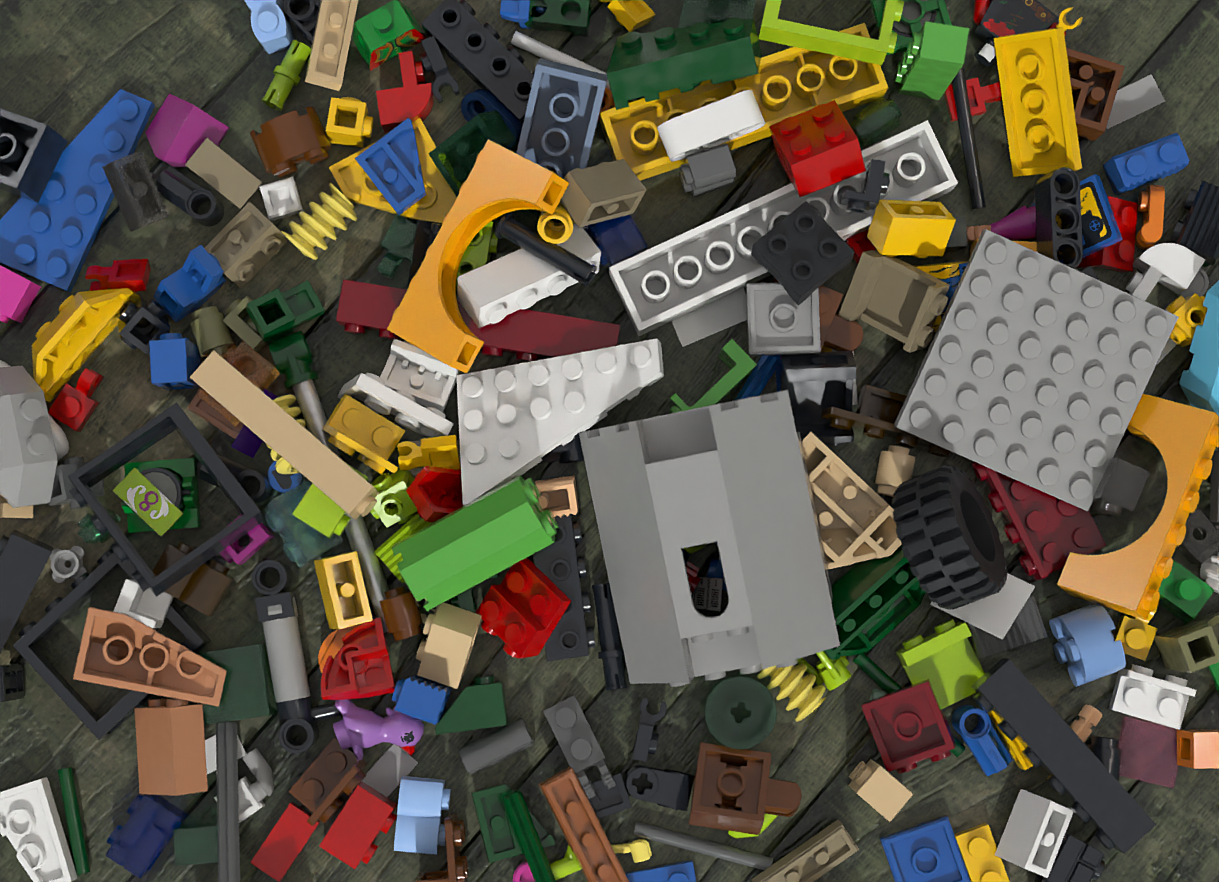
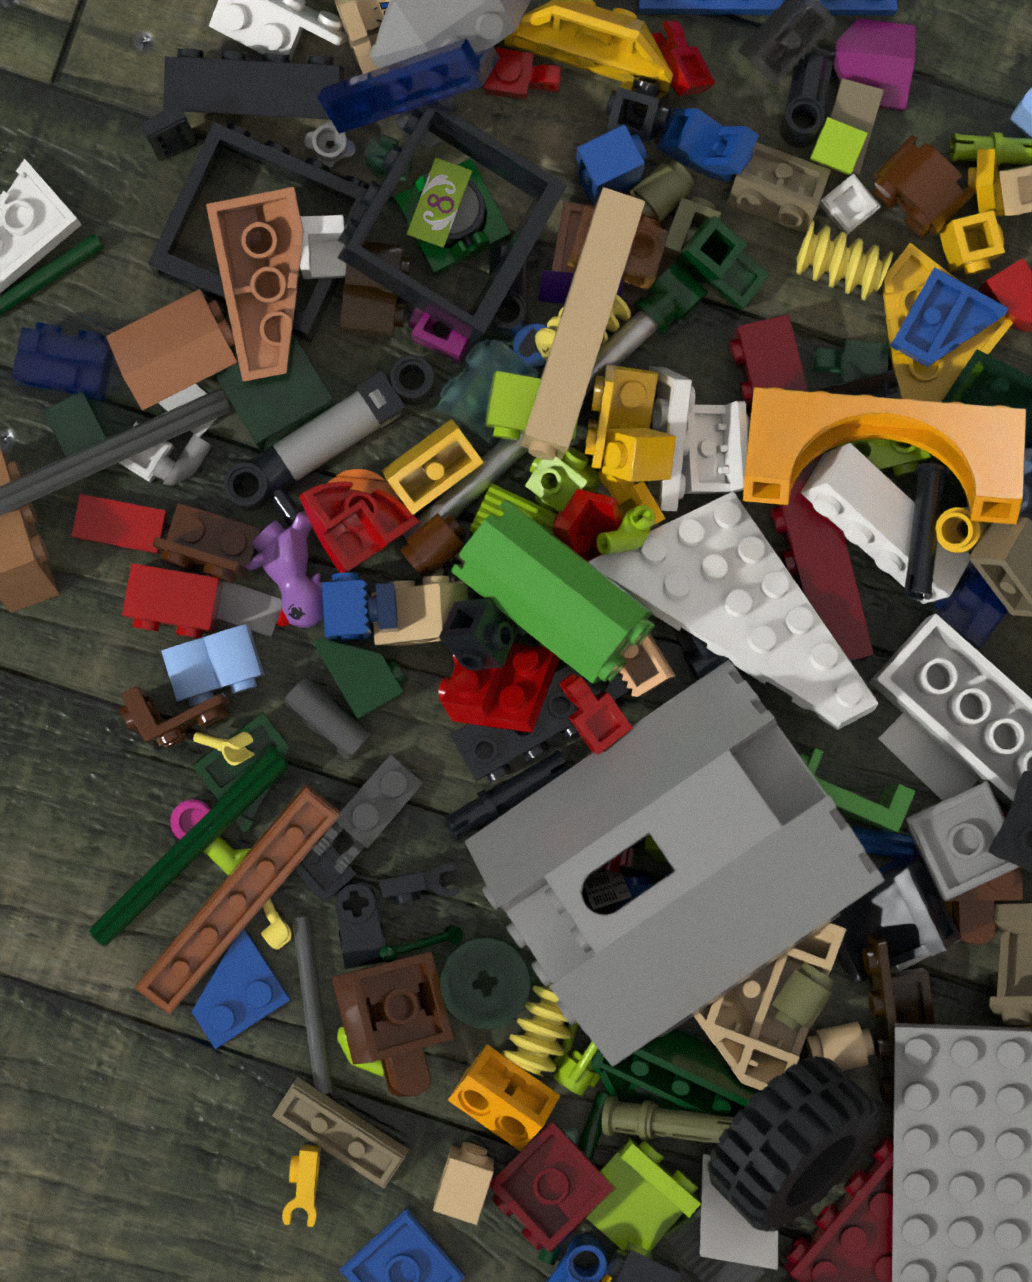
camera: 60 degrees right, 0 degrees up
(49, 490) = (407, 84): none -> clear blue fence
(234, 188) = (838, 146): none -> lime tile
(307, 94) = (986, 183): none -> yellow bracket
(399, 434) = (638, 454): none -> yellow brick
(433, 671) = (384, 608): none -> dark blue plate
(455, 465) = (630, 533): none -> lime arm
(482, 610) = (478, 634): none -> black brick
(490, 827) = (232, 749): none -> light yellow hand
(581, 547) = (598, 716): none -> red plate
(694, 721) = (451, 934): none -> dark green hinge
(829, 733) = (504, 1098): none -> light orange brick
(847, 483) = (803, 997): none -> olive brick
(890, 632) = (651, 1121): none -> olive pin

